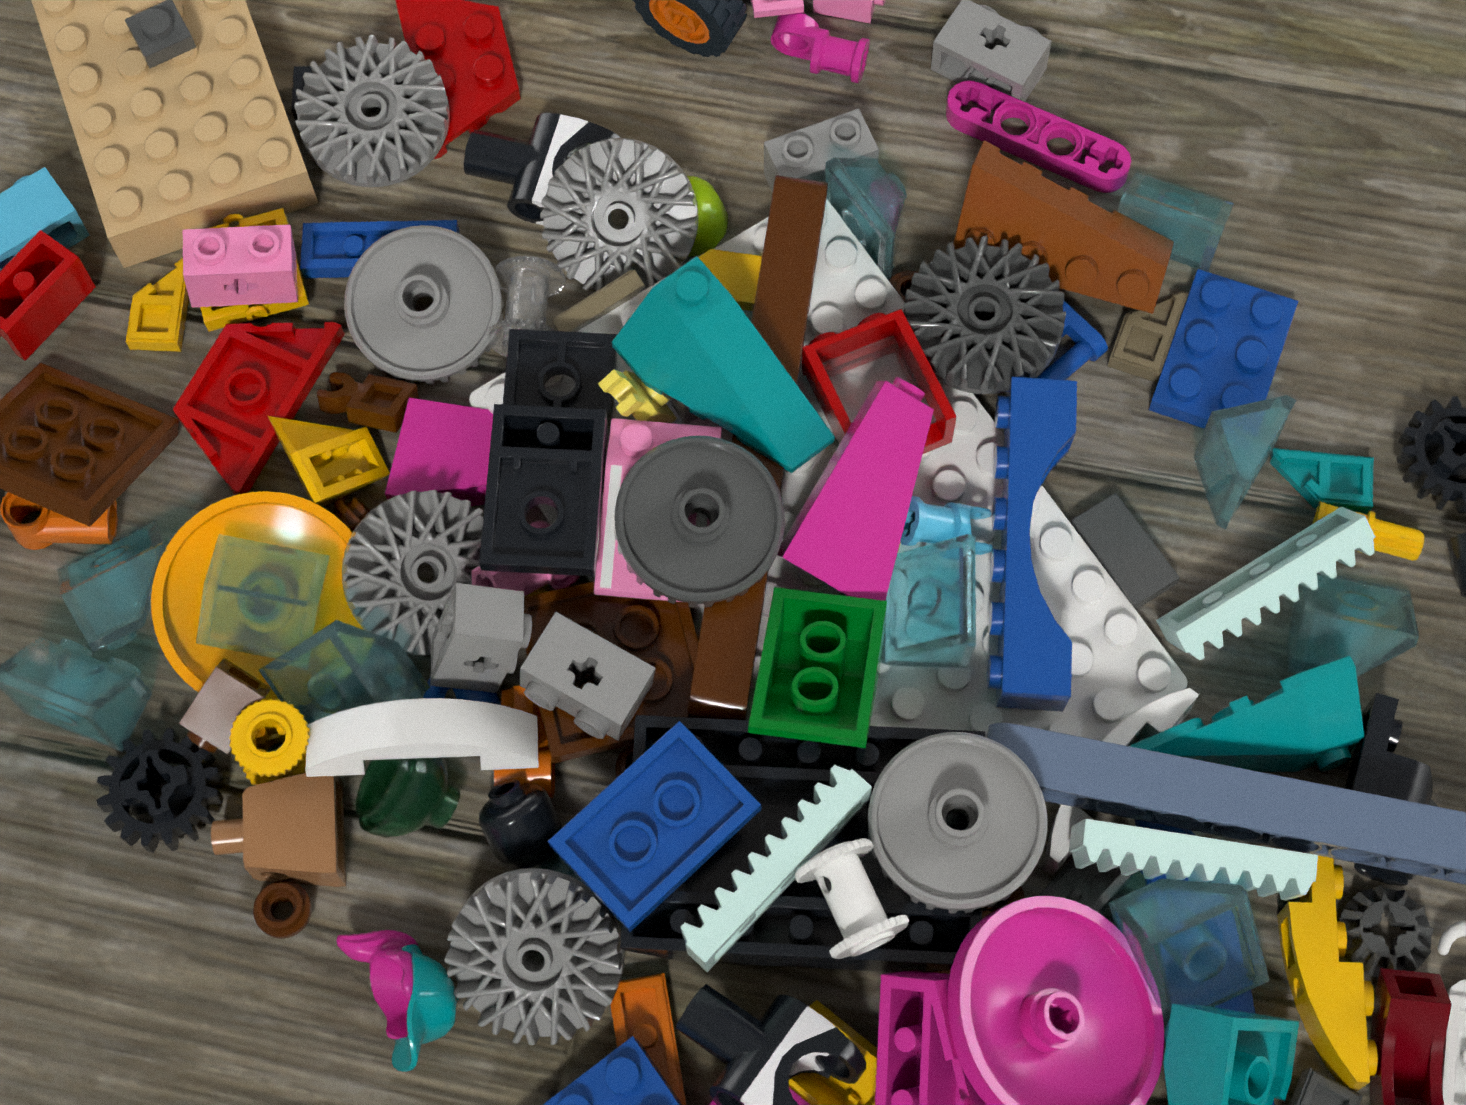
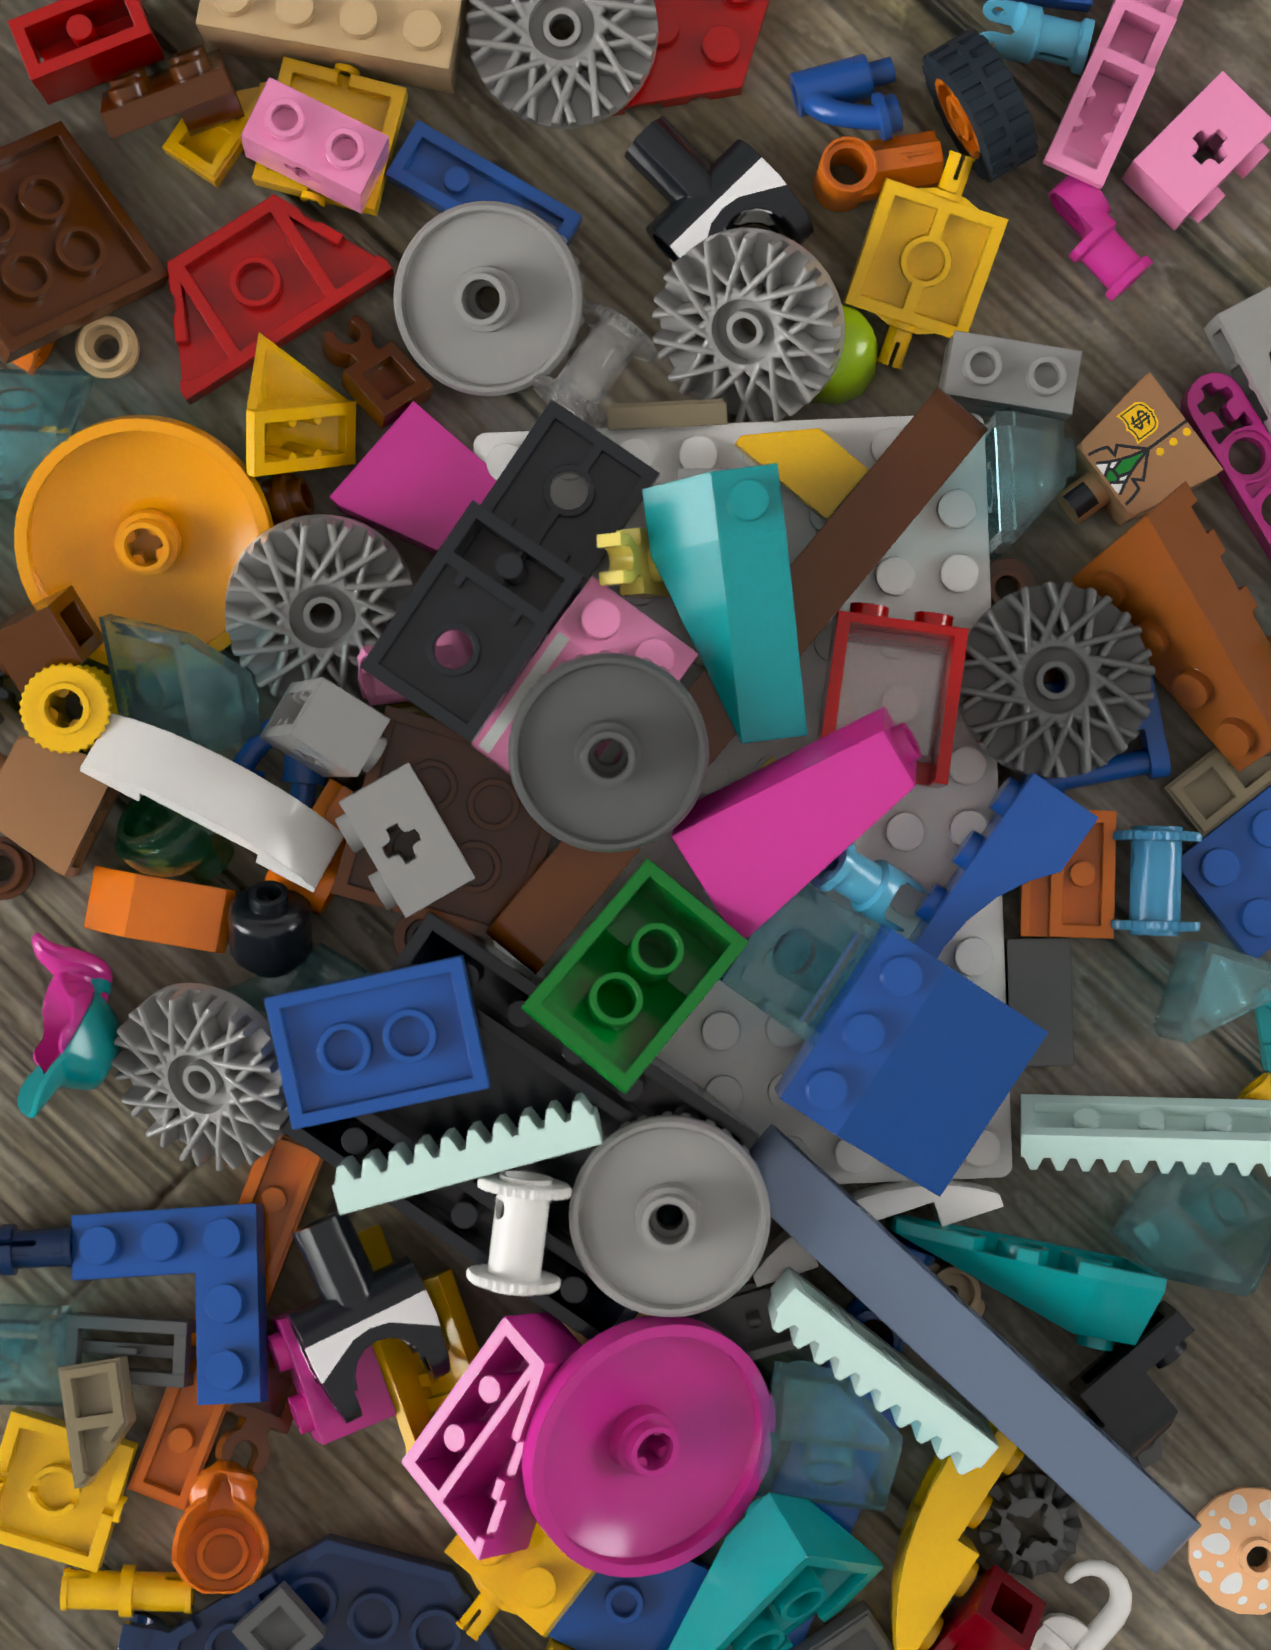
camera: 25 degrees right, 20 degrees up
(129, 280) = (193, 85): none -> reddish brown plate
(148, 485) = (94, 334): none -> tan plate
(260, 597) = (140, 544): clear light blue slope -> none
(423, 861) = (159, 909): none -> orange slope
(594, 53) = (833, 88): none -> blue plant
(637, 90) = (906, 159): none -> orange piece
(714, 118) = (925, 259): none -> yellow plate
(939, 160) = (1136, 458): none -> medium nougat torso
(1058, 615) = (910, 1061): none -> blue slope
(1097, 460) = (1081, 896): none -> orange plate
(1147, 416) = (1155, 880): none -> dark azure hose

